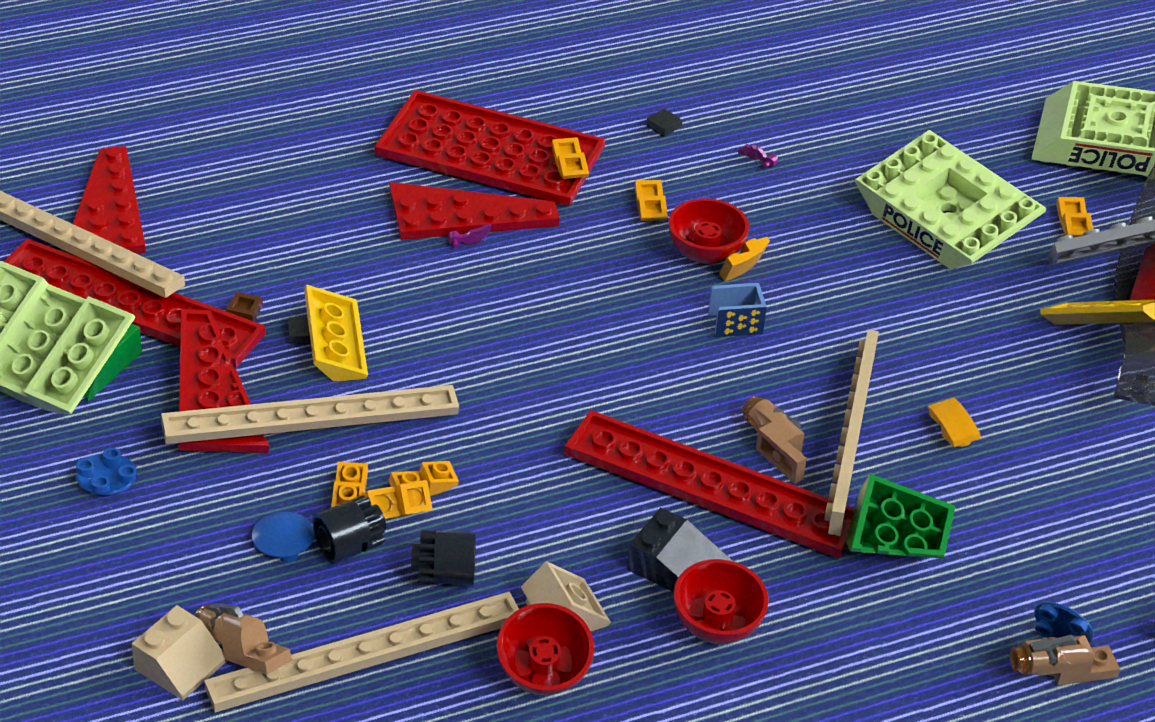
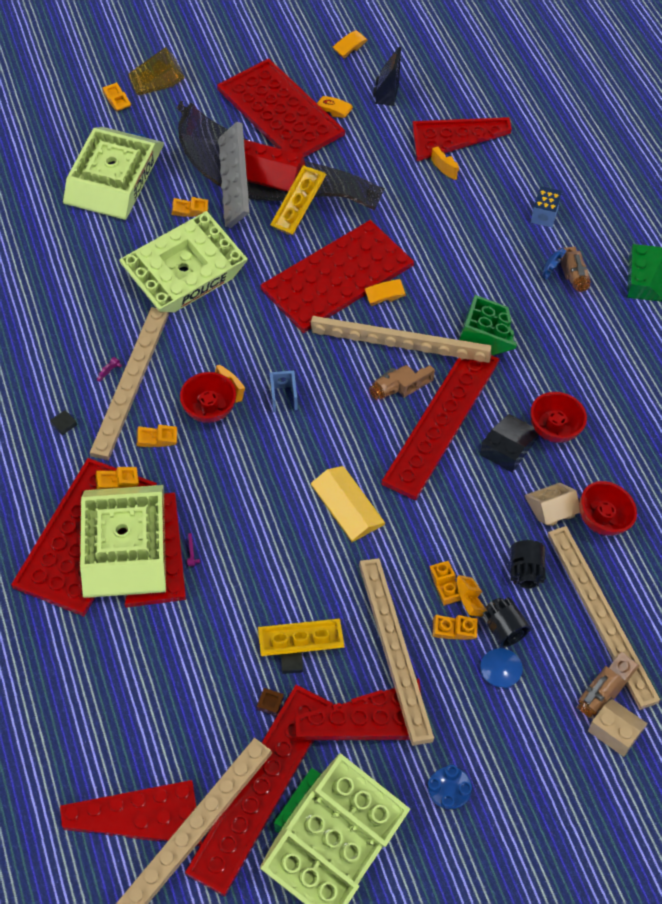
camera: 85 degrees left, 15 degrees up
(474, 160) = (125, 562): none -> yellowish green slope
(557, 384) = (347, 503): none -> yellow slope
(738, 175) = (129, 385): none -> tan plate
(996, 381) = (336, 275): none -> red plate

